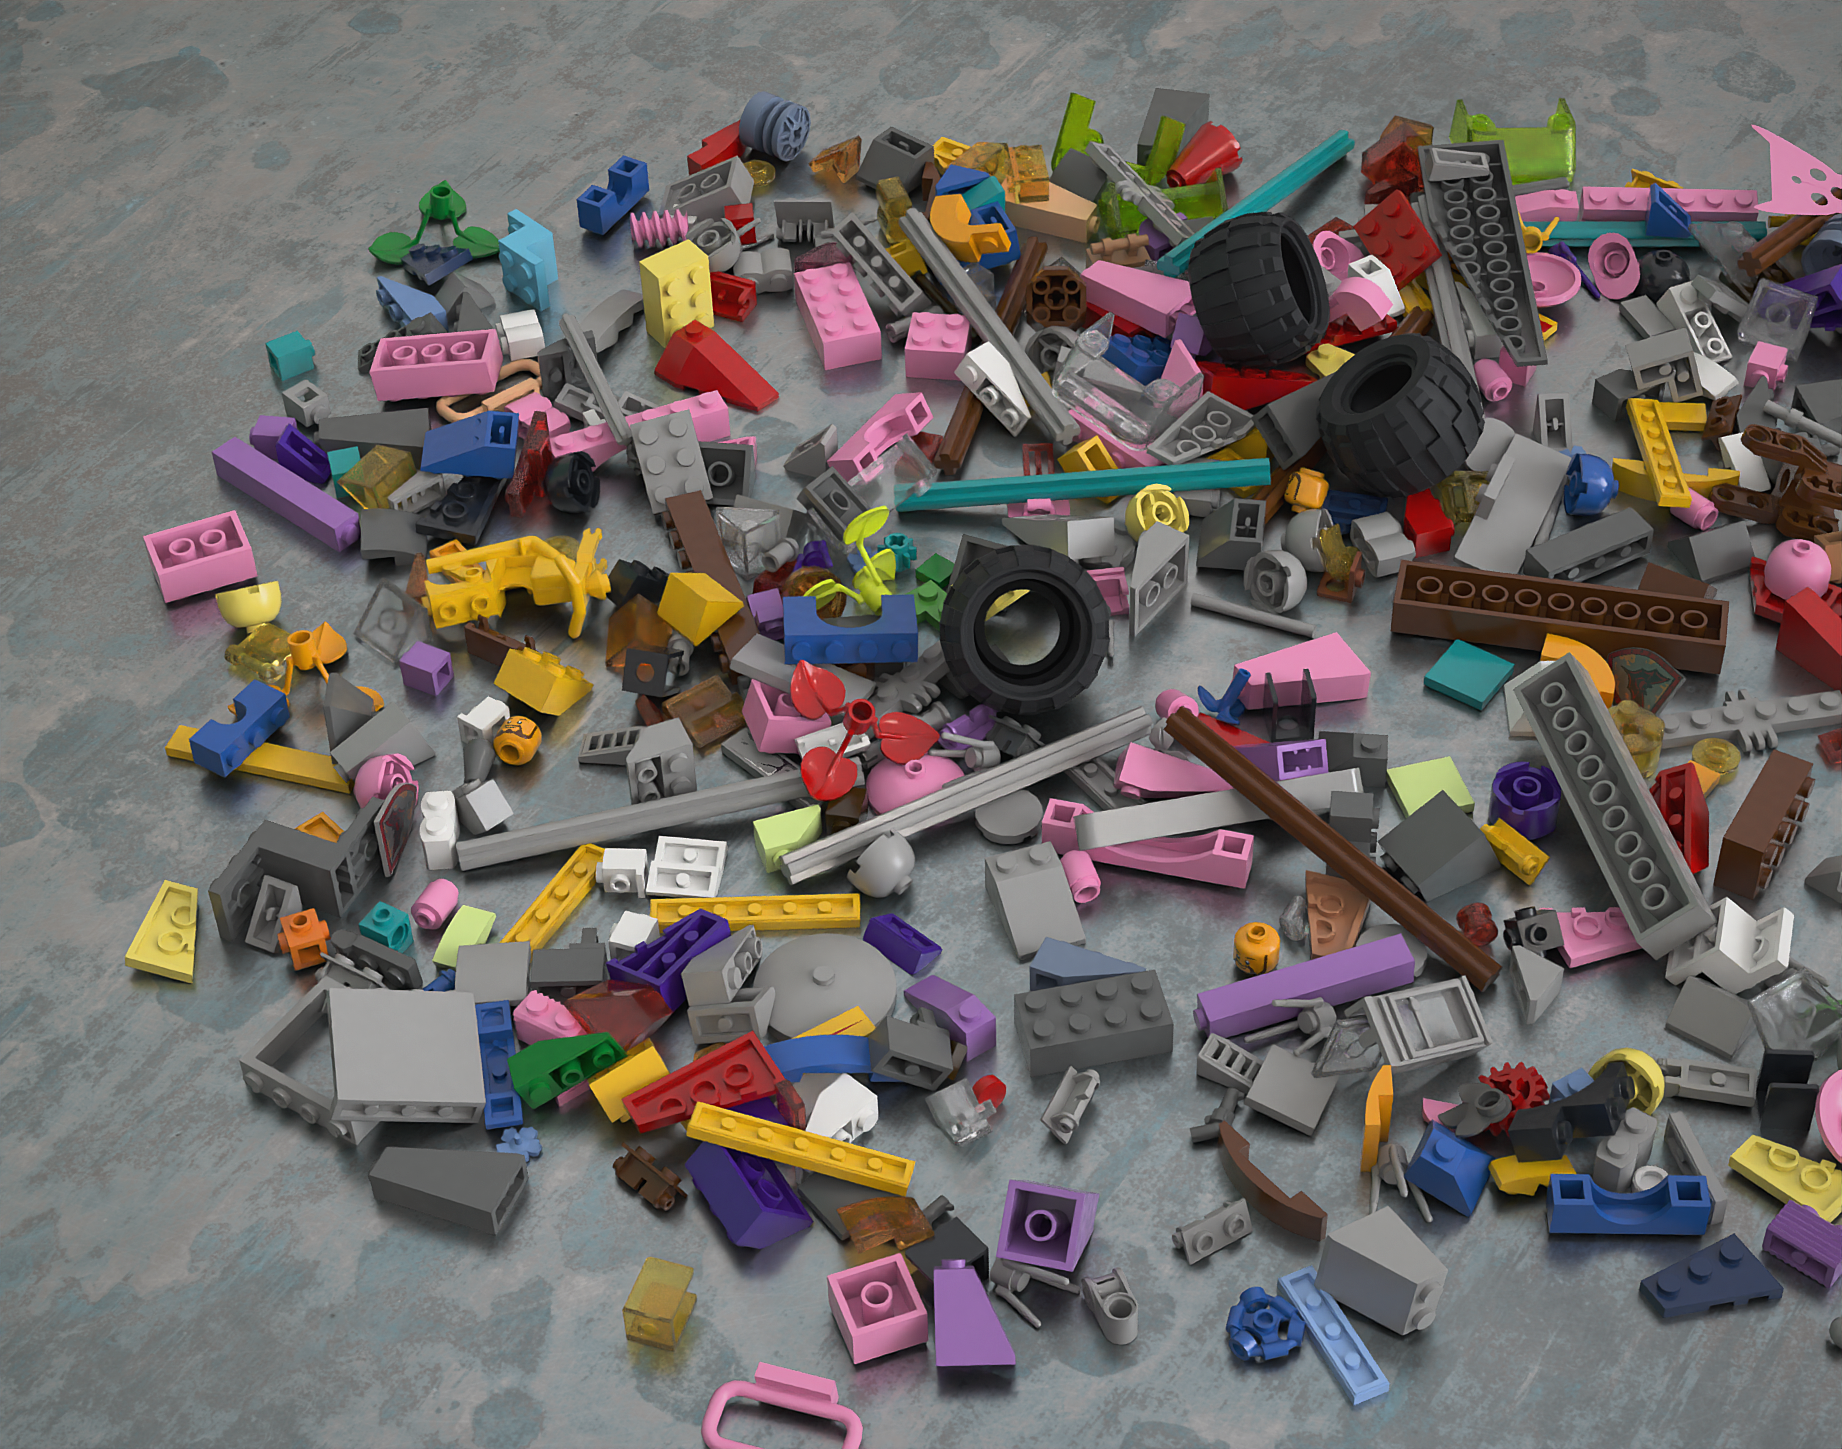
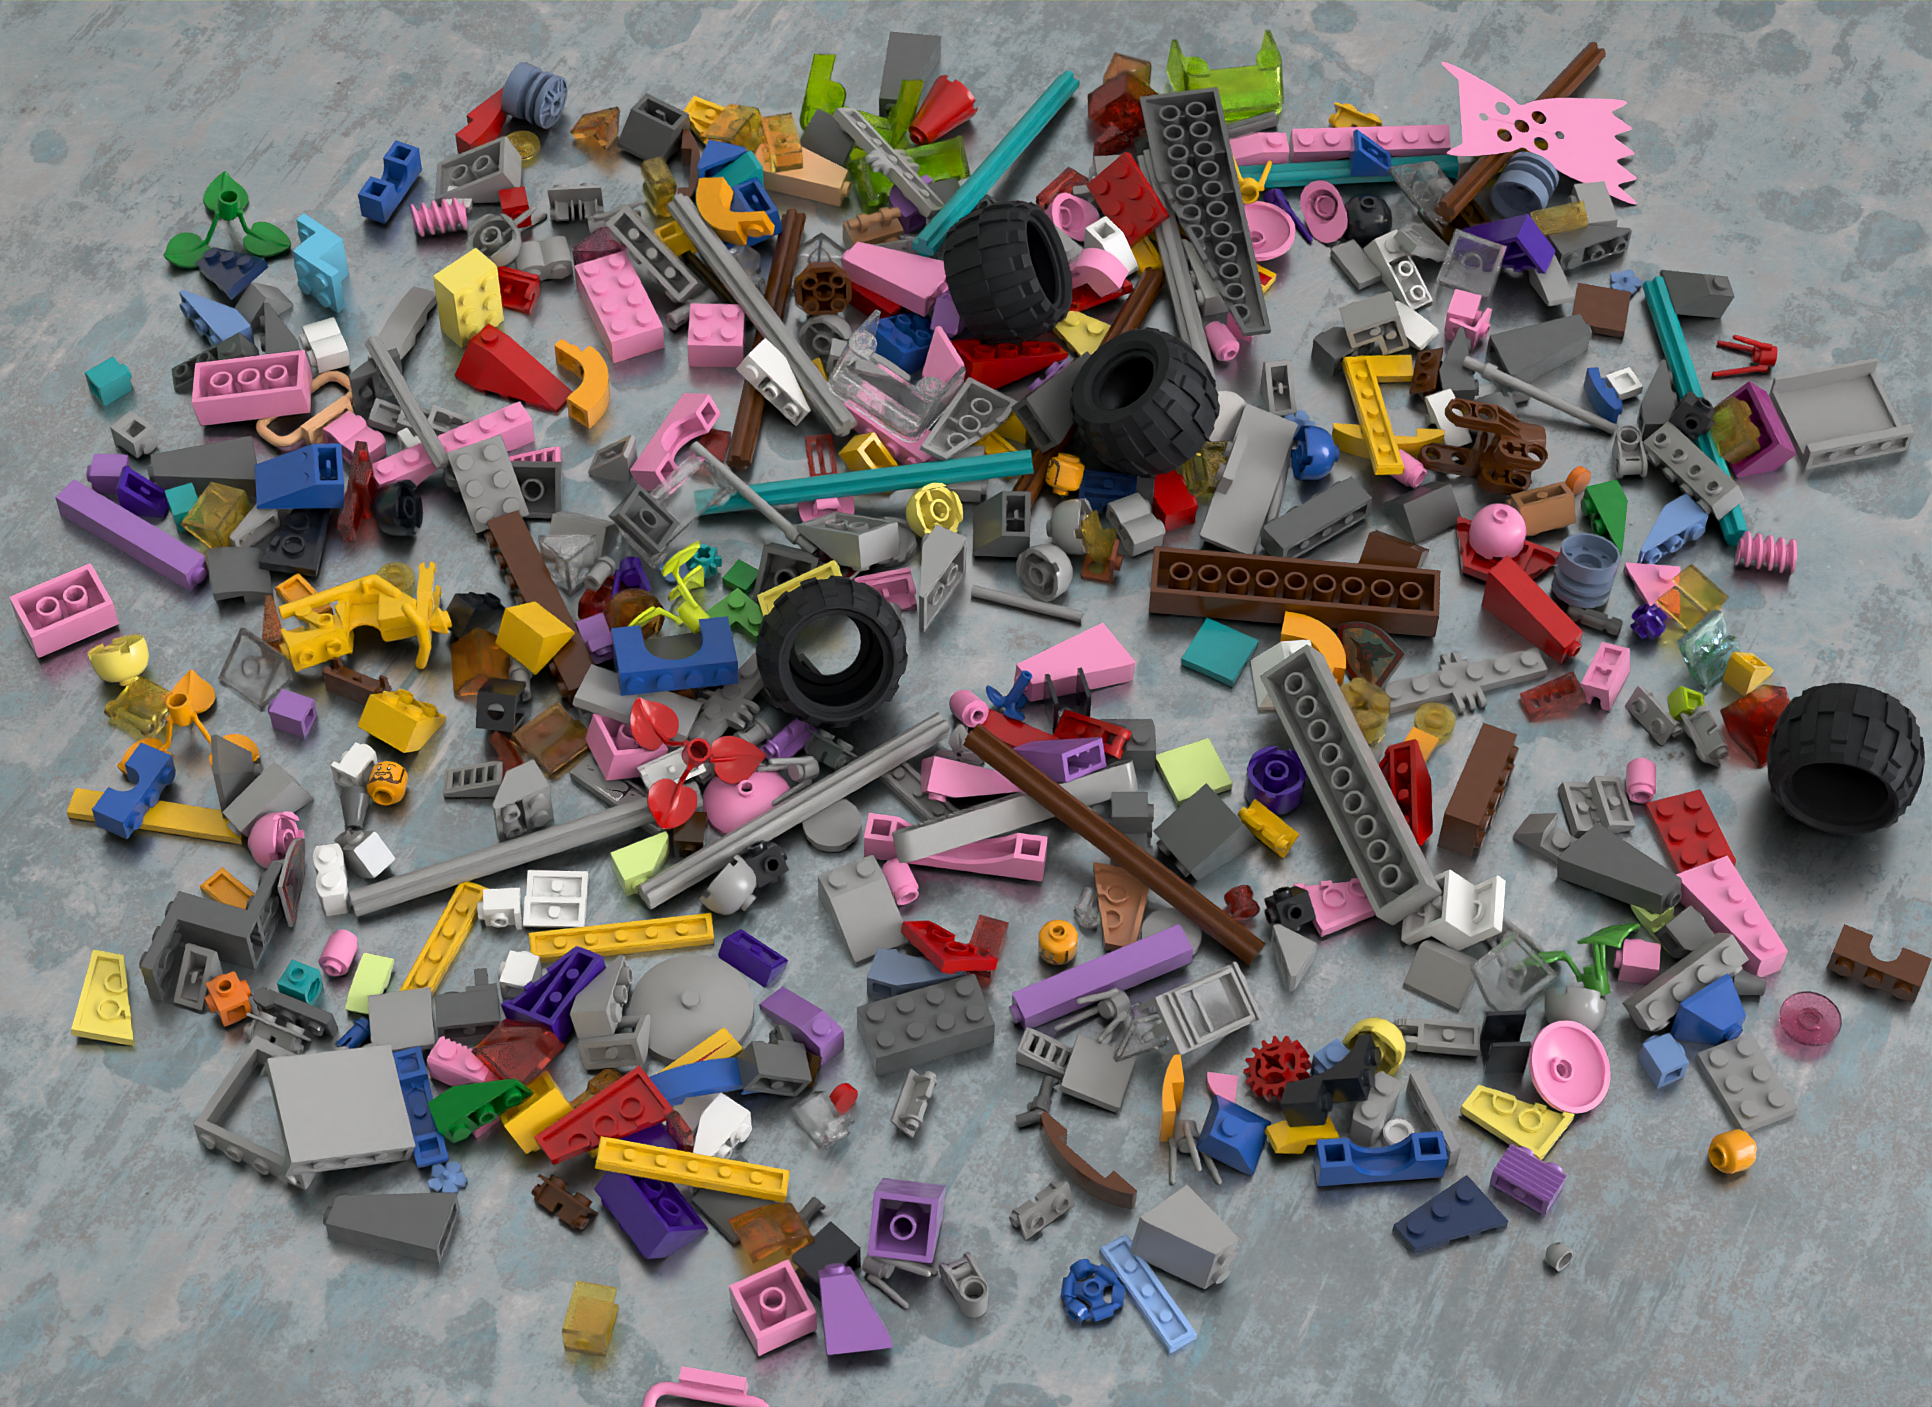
camera: 10 degrees left, 10 degrees up
(798, 394) = (592, 397): none -> light orange arch
(929, 844) = (766, 861): none -> black brick
(996, 529) = (790, 530): none -> light grey bar
(1124, 945) = (942, 950): none -> red wing
(1172, 948) = (989, 938): none -> clear red plate
(1301, 729) = (1077, 726): none -> red plate
(1454, 164) = (1166, 119): light grey slope -> none
(1478, 1109) = (1253, 1084): dark grey plate -> none
(1780, 386) = (1480, 330): none -> bright pink bracket

